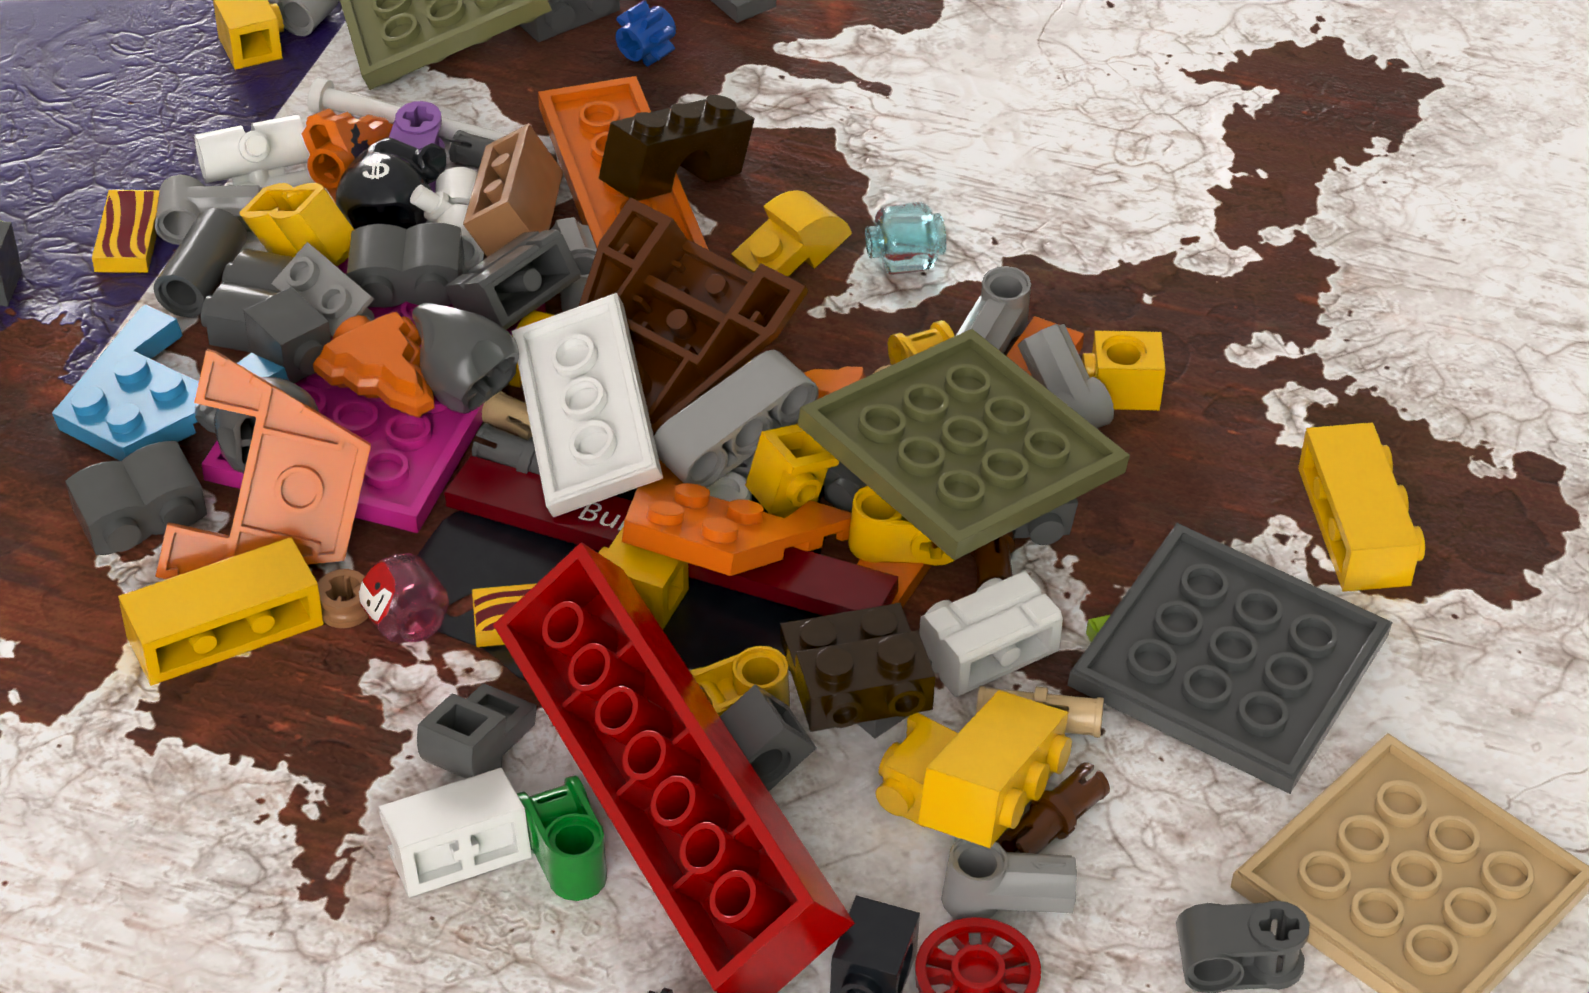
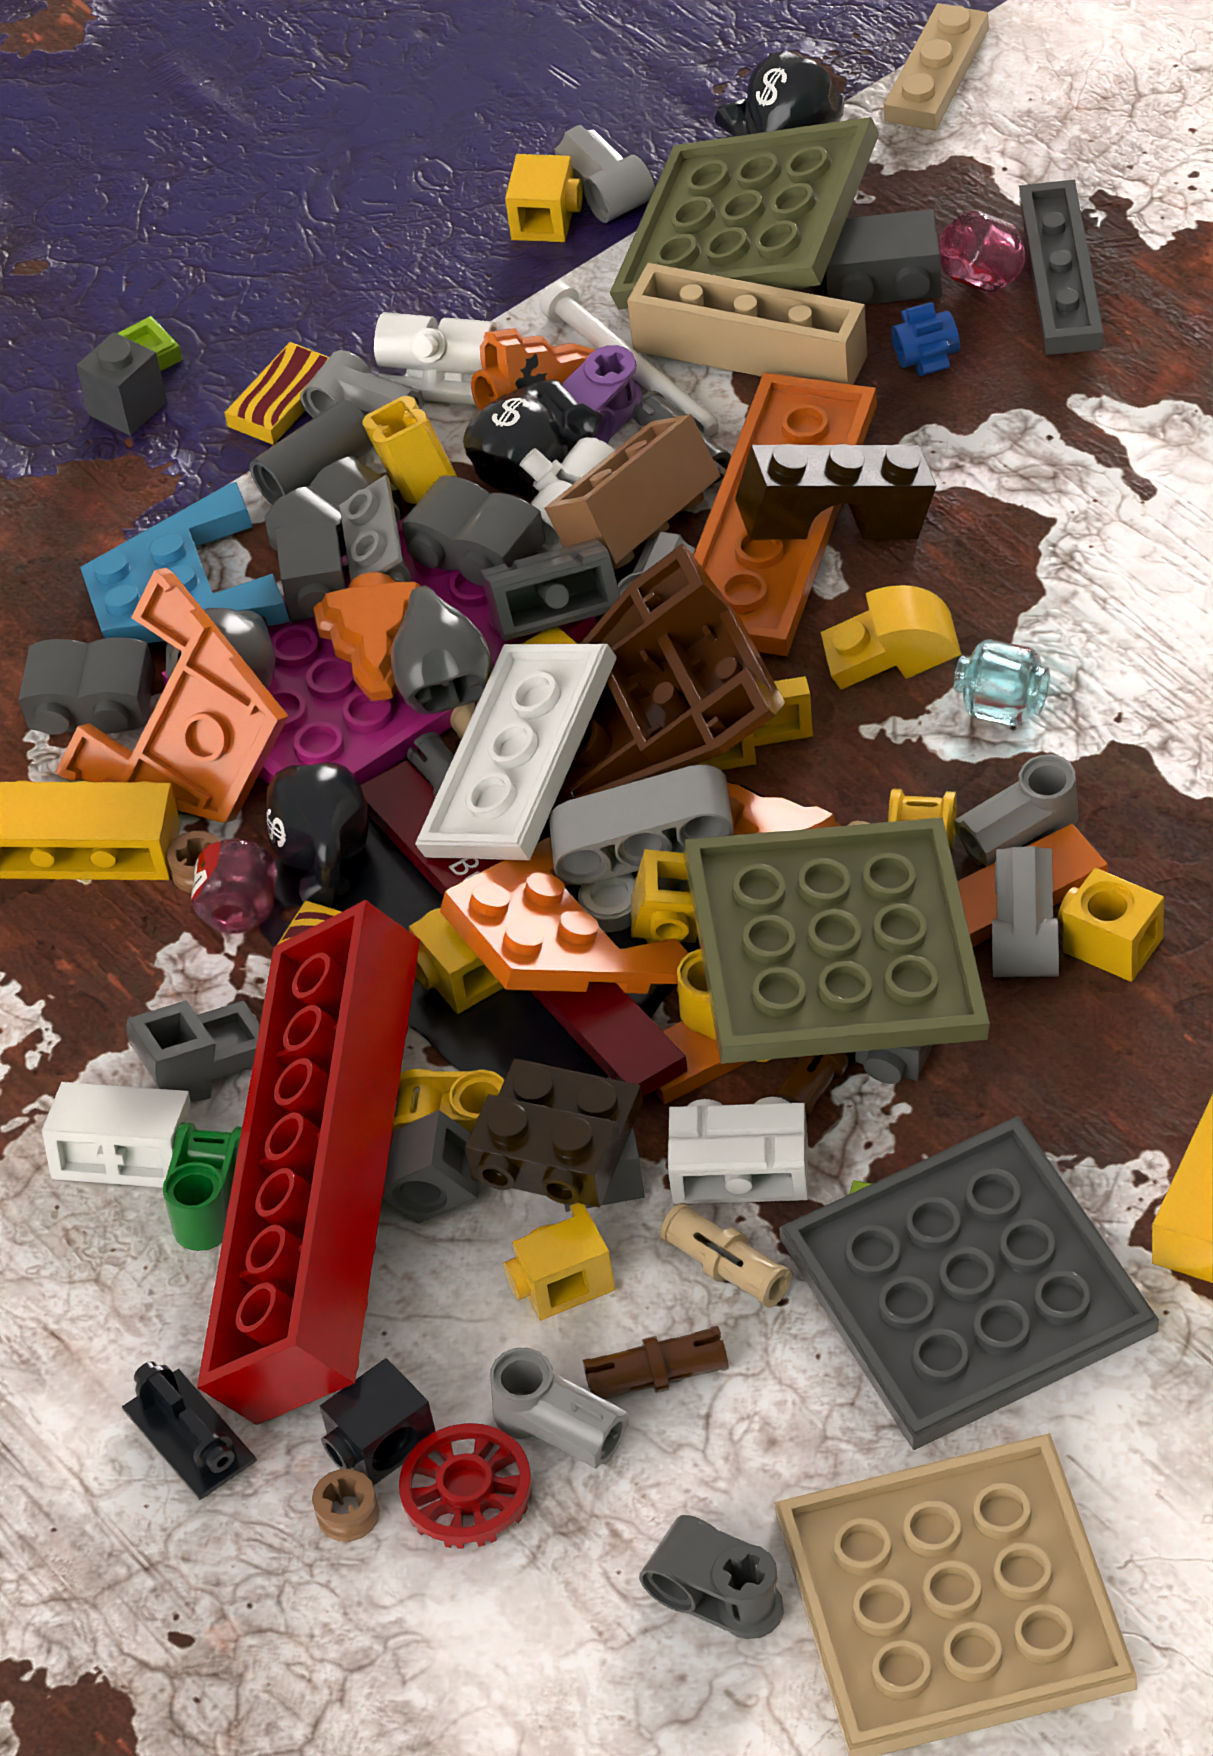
camera: 40 degrees right, 5 degrees up
(447, 524) = (317, 825): none -> black piece
(502, 61) = (746, 326): none -> tan brick
(994, 768) = (607, 1291): yellow brick -> none

